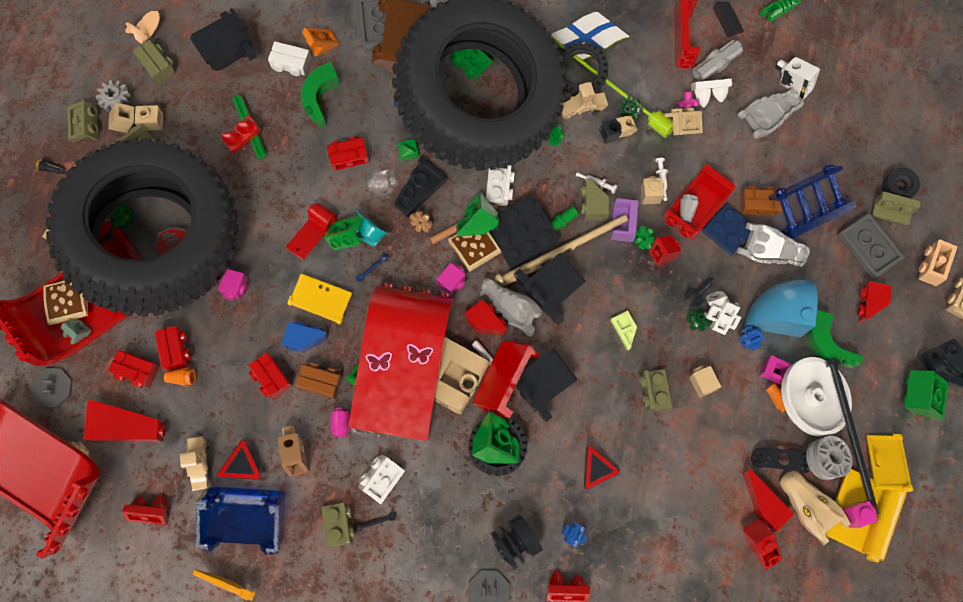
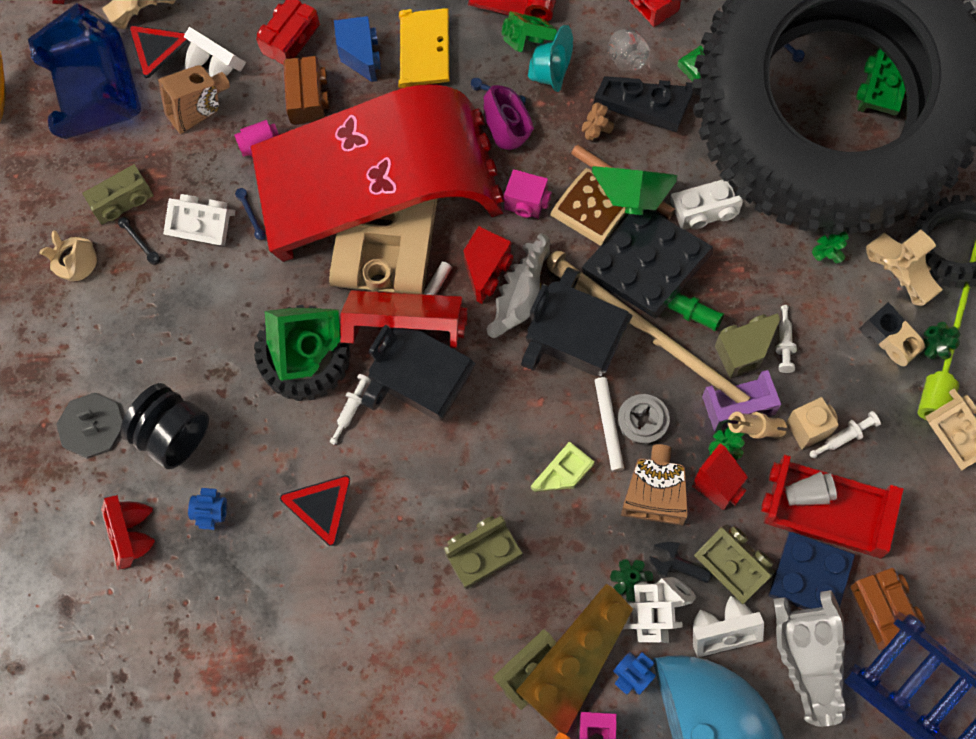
camera: 75 degrees right, 5 degrees down
(255, 434) = (202, 48): none -> white tile
(371, 447) = (242, 195): none -> dark blue hinge
(380, 565) = (77, 264): none -> tan piece
(396, 269) = (506, 117): none -> magenta piece
(542, 431) = (350, 407): none -> white piece
(609, 294) = (609, 424): none -> white bar
(613, 266) = (637, 406): none -> light grey gear
(644, 218) = (757, 425): none -> tan pin
(656, 284) = (657, 489): none -> medium nougat torso
(704, 381) = (528, 620): tan brick -> none
(711, 262) = (735, 562): none -> olive bracket
(733, 388) = (522, 665): none -> olive bracket
(738, 366) = (572, 665): none -> pearl gold wing
(745, 276) = (737, 630): none -> white tile

